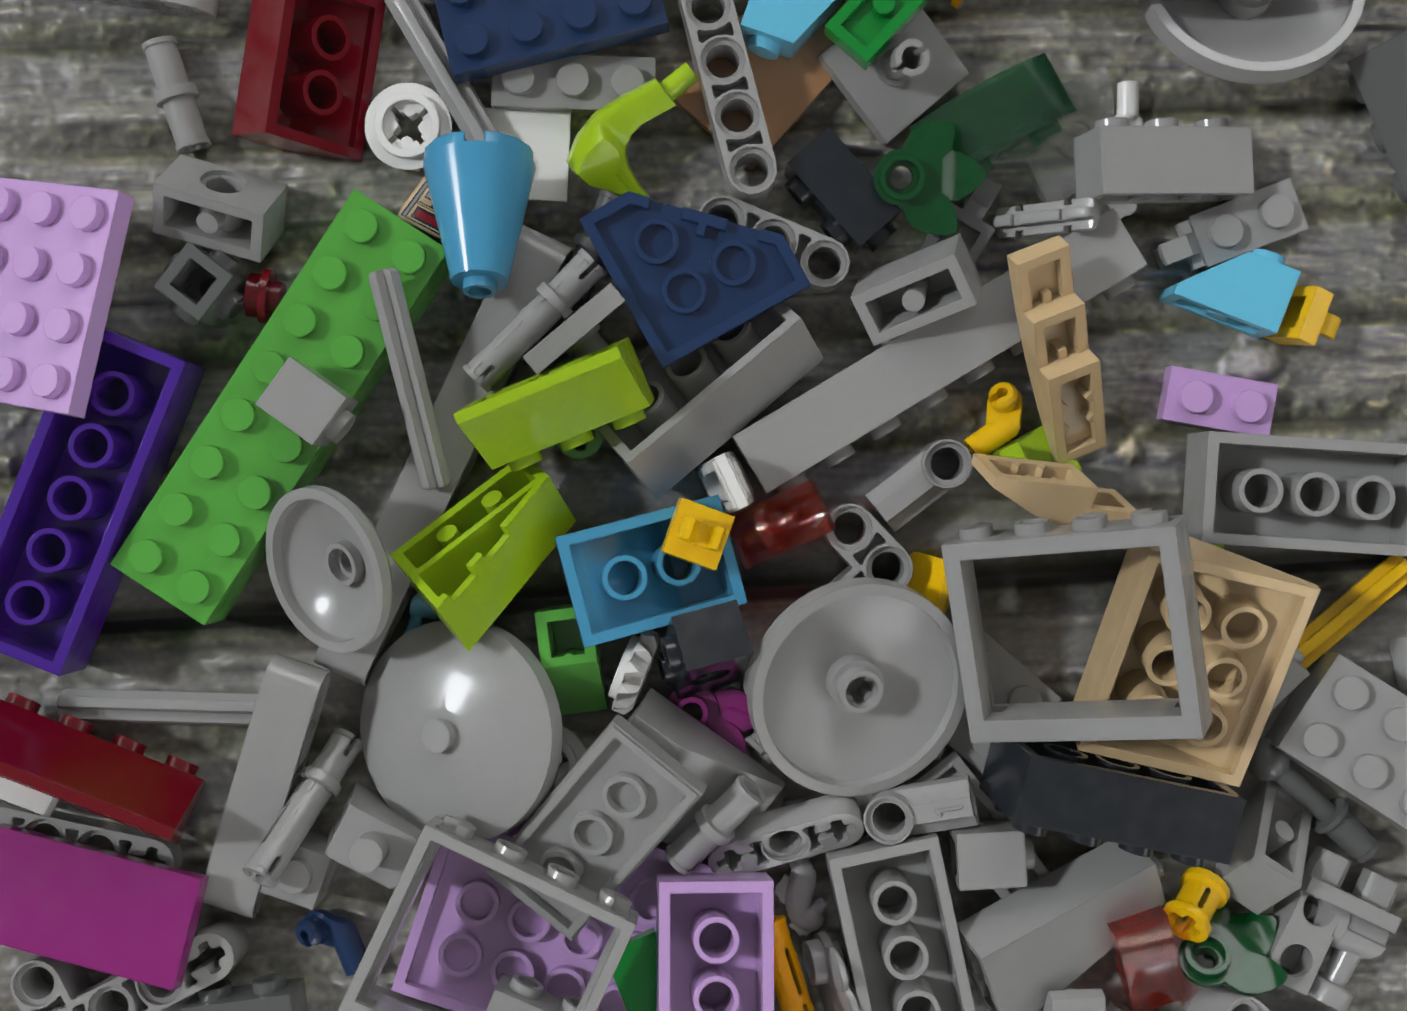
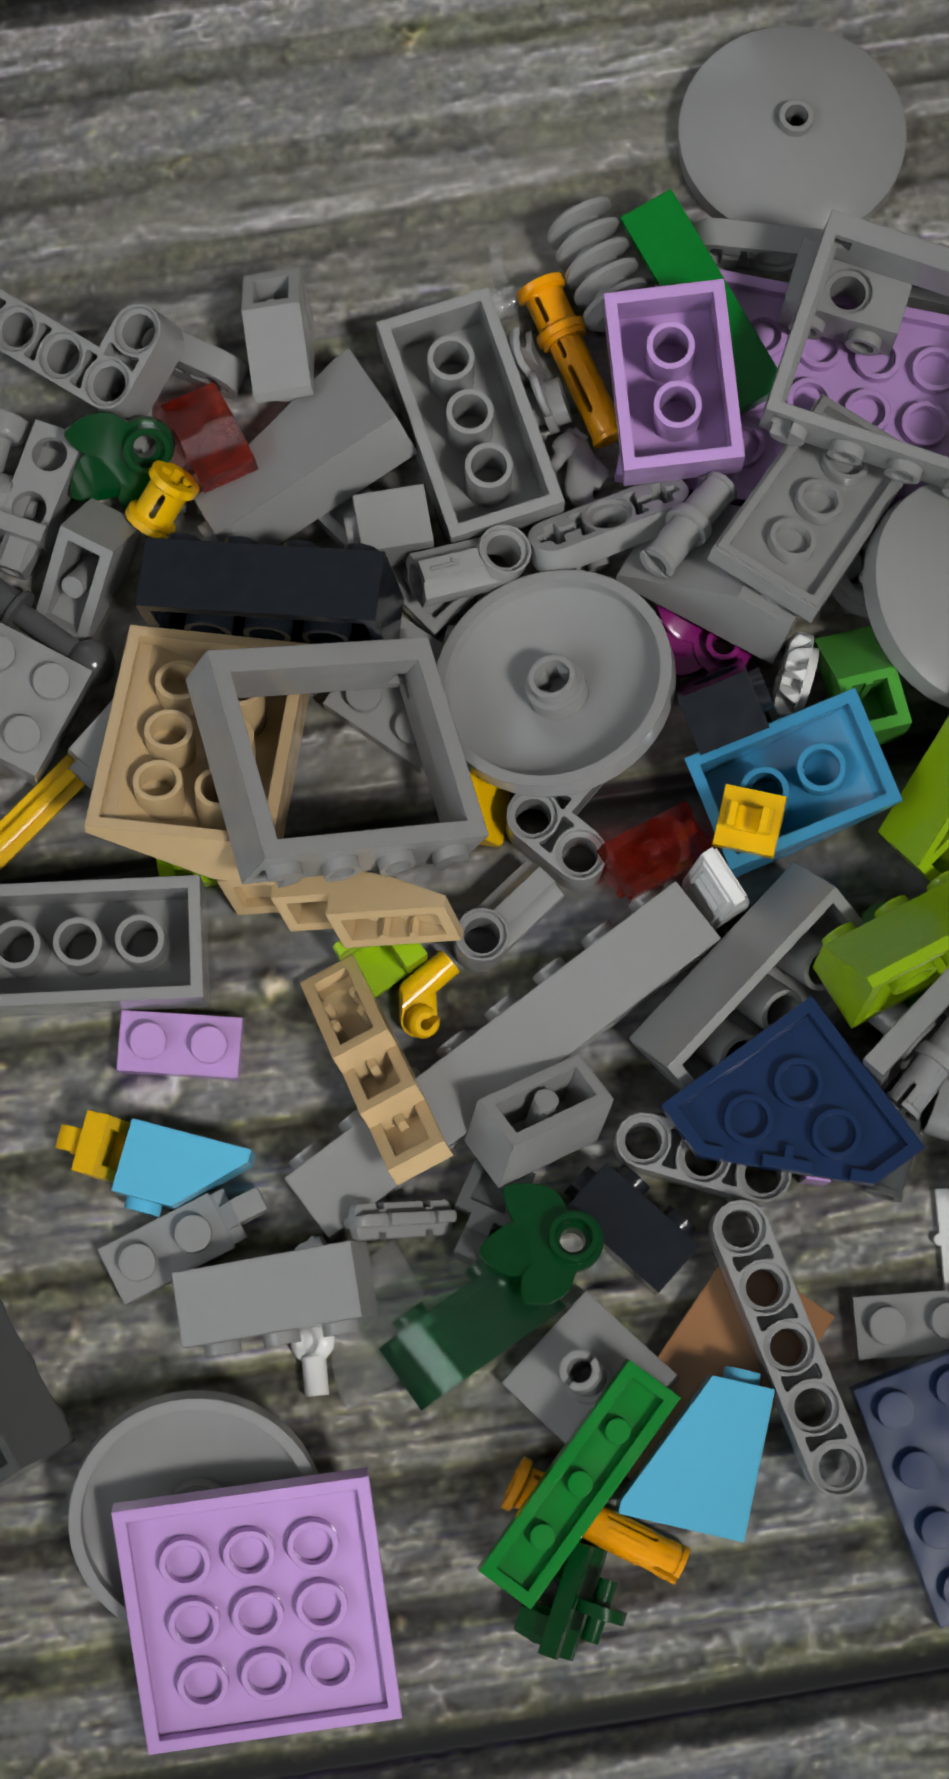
camera: 170 degrees right, 10 degrees down
(601, 144) = (907, 1245): lime animal -> none

